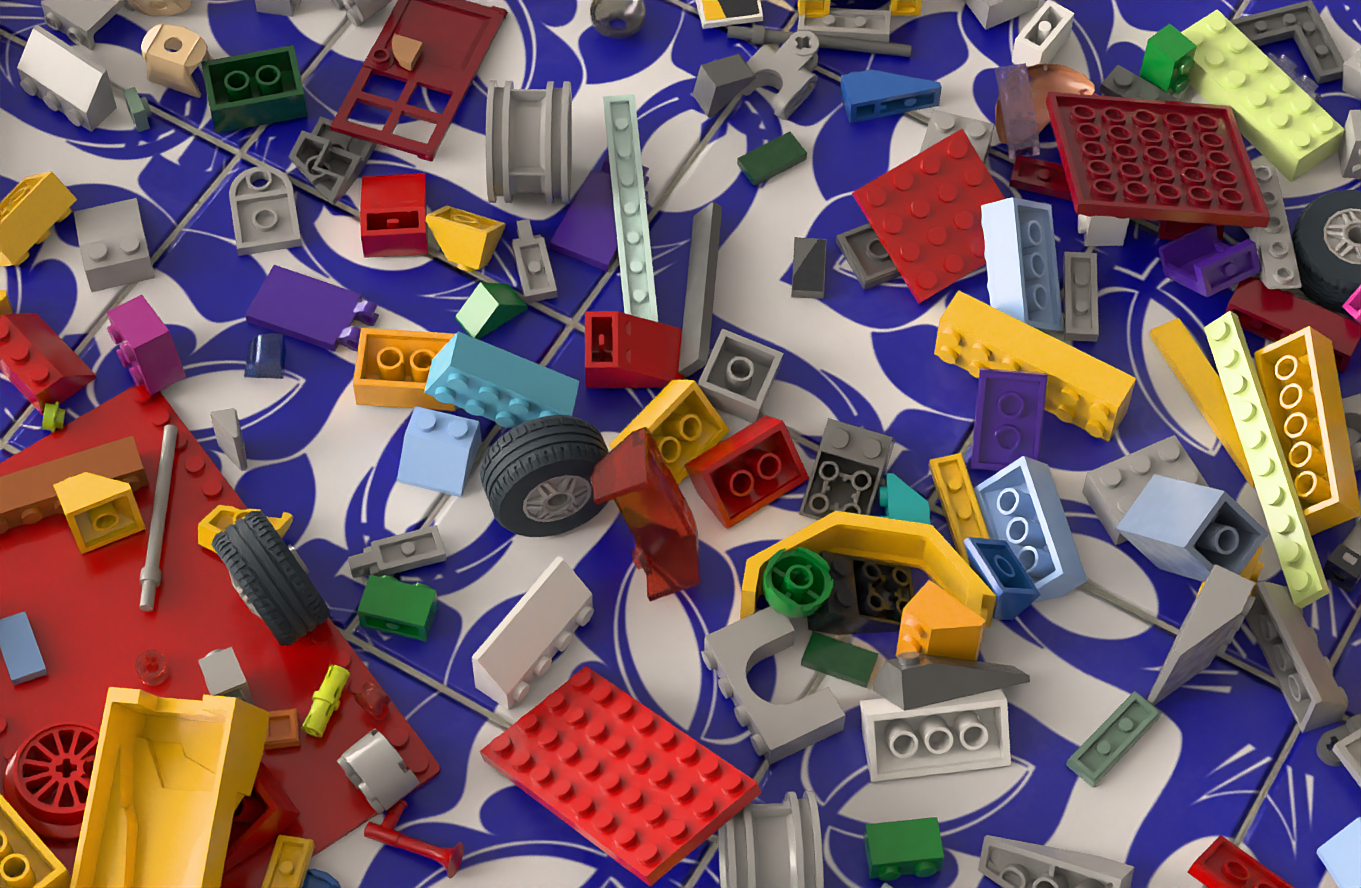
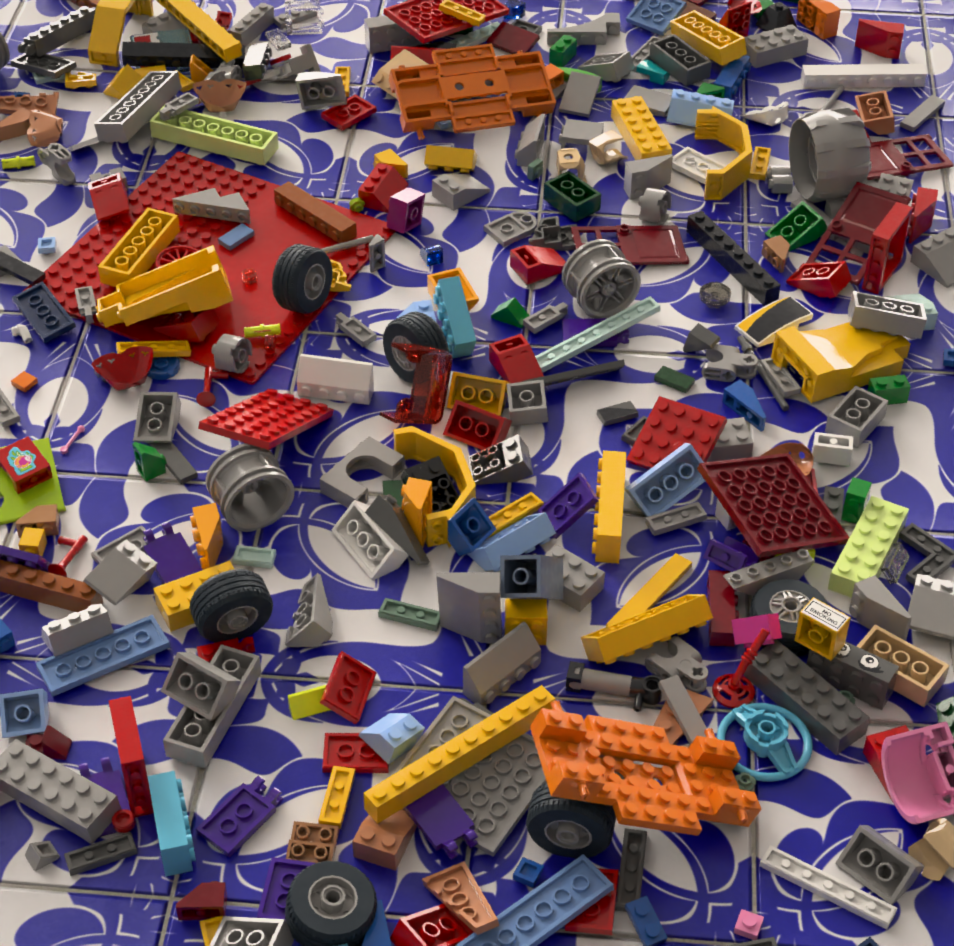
camera: 65 degrees right, 15 degrees down
(98, 510) = (309, 225): yellow slope -> none
(225, 675) = (251, 297): light grey brick -> none
(282, 729) = (240, 322): orange tile -> none
(310, 310) = (470, 257): dark purple tile -> none
(398, 607) = (326, 338): green brick -> none
(406, 50) = (633, 235): medium nougat tile -> none
(465, 236) = (542, 289): yellow slope -> none
(796, 582) = (412, 449): green cylinder -> none
(902, 501) = (490, 490): teal slope -> none
(903, 848) = (297, 548): green brick -> none
(1017, 111) = (776, 445): clear purple slope -> none
(1266, 461) = (613, 616): yellowish green plate -> none

